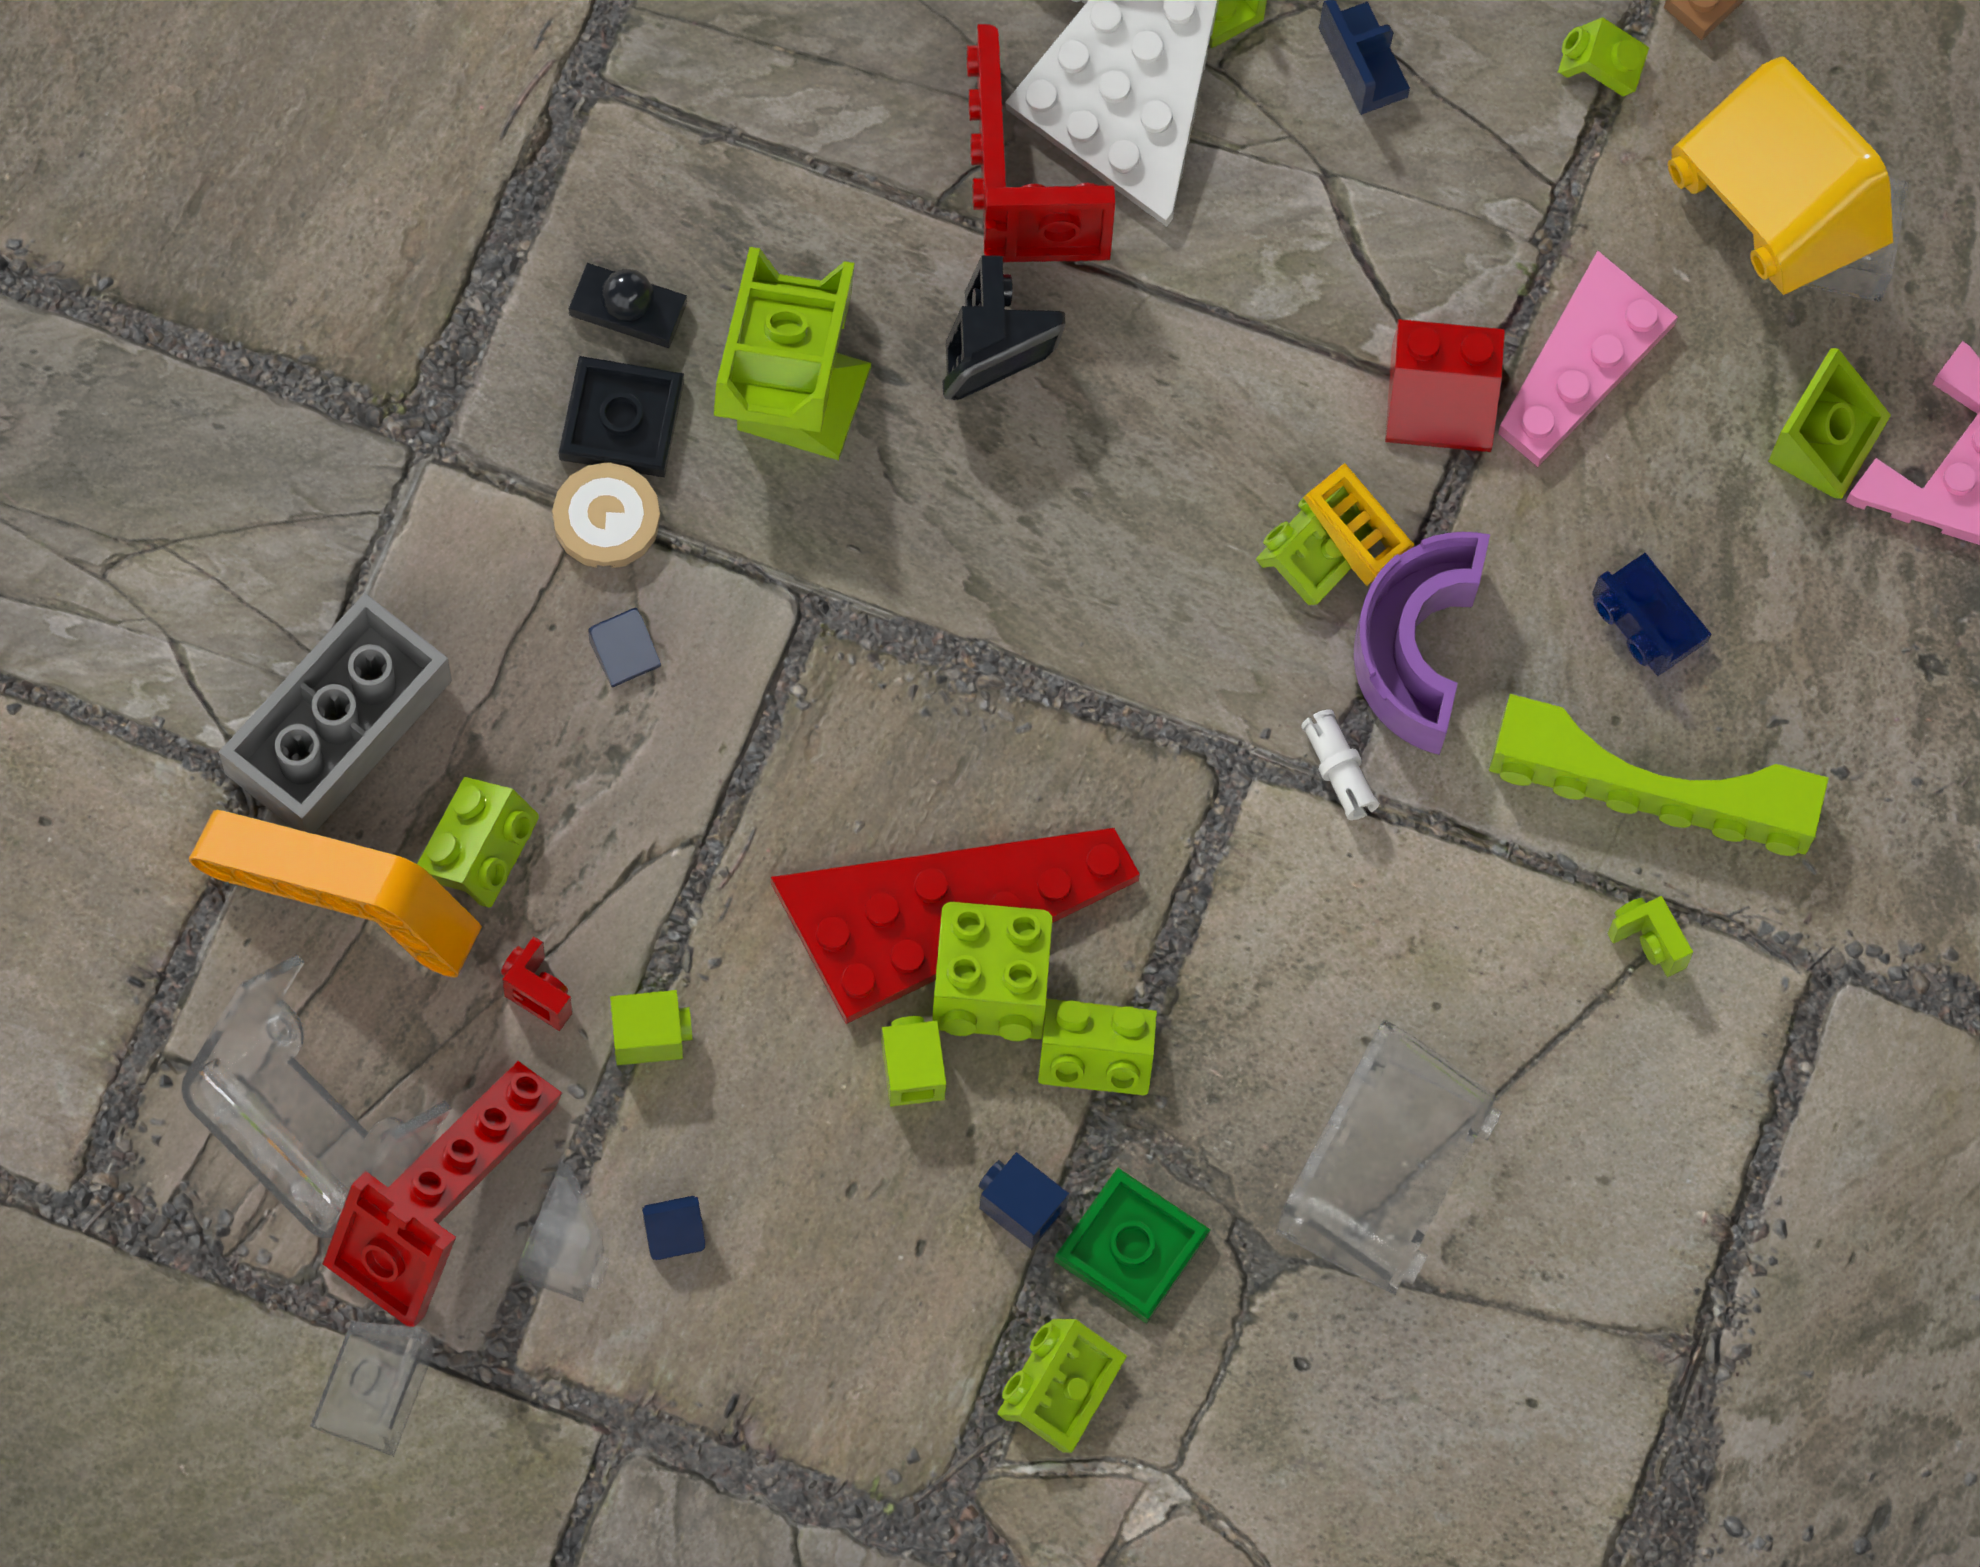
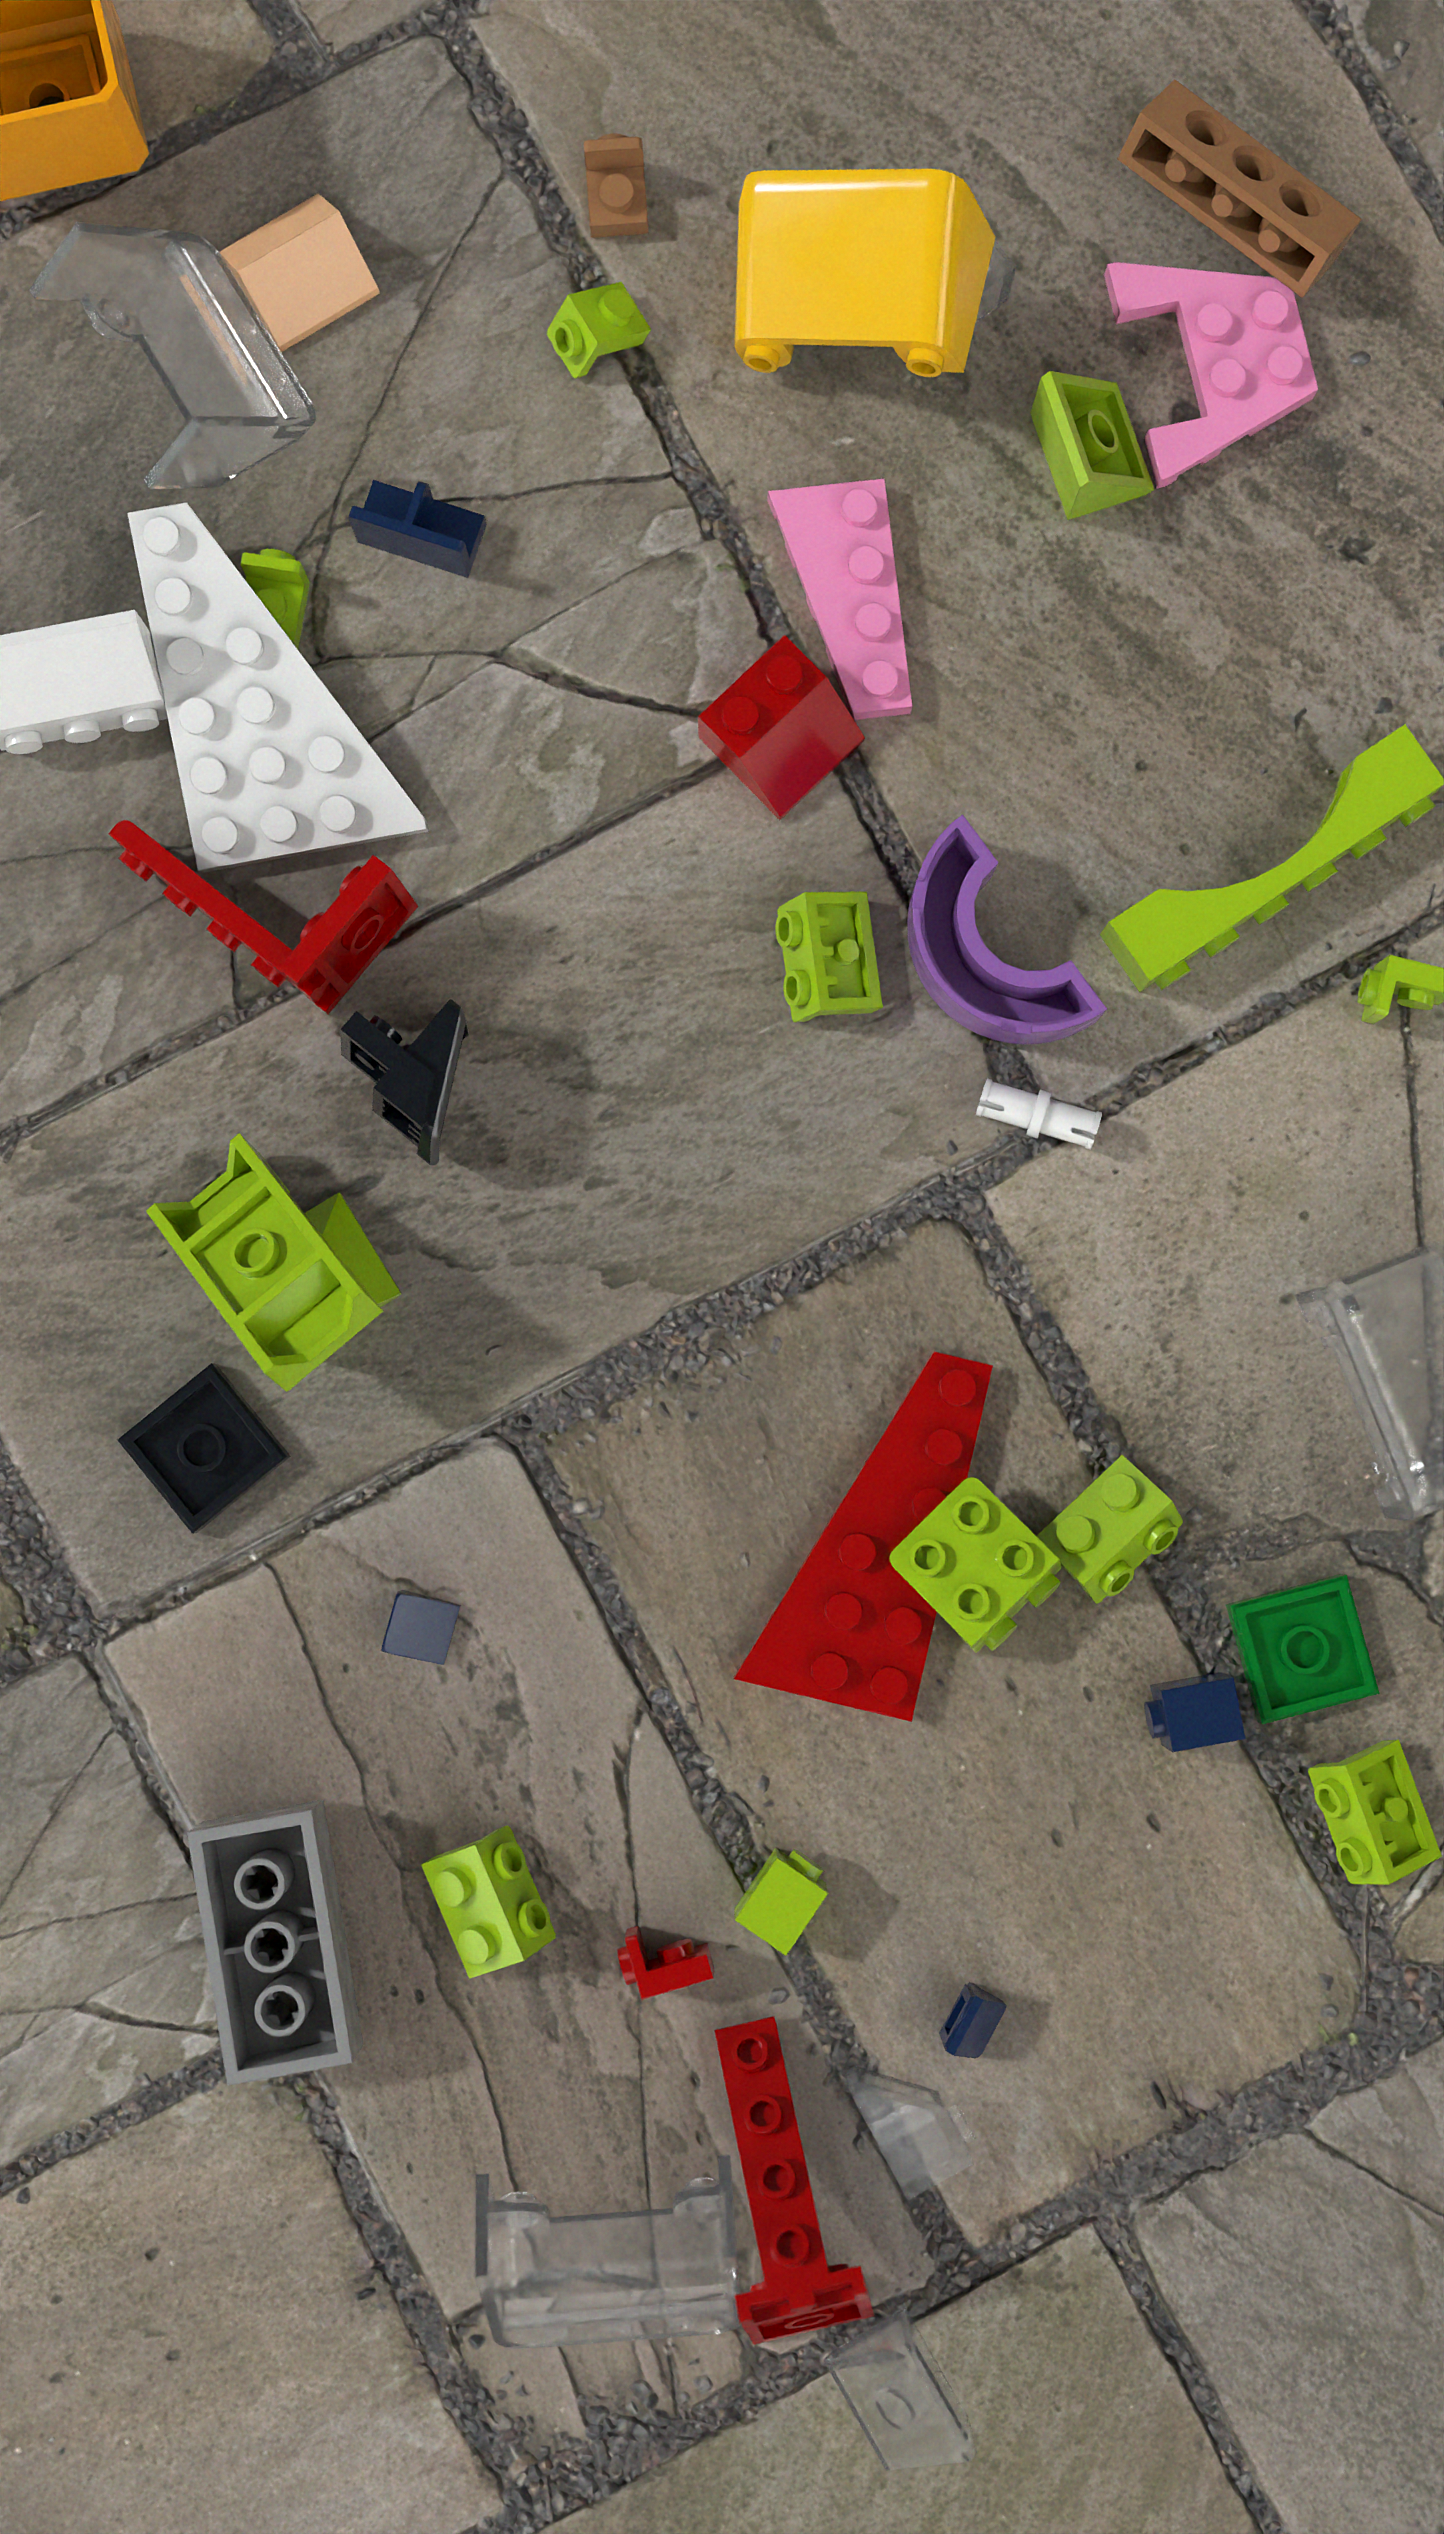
camera: 45 degrees left, 15 degrees up
(341, 879) = (439, 2077): light orange beam -> none
(606, 515) = (284, 1539): tan tile -> none
(628, 304) = (105, 1355): black tile -> none
(913, 1061) = (998, 1700): lime brick -> none
(1343, 535) = (892, 896): yellow slope -> none
(1649, 614) = (1123, 739): clear blue bracket -> none

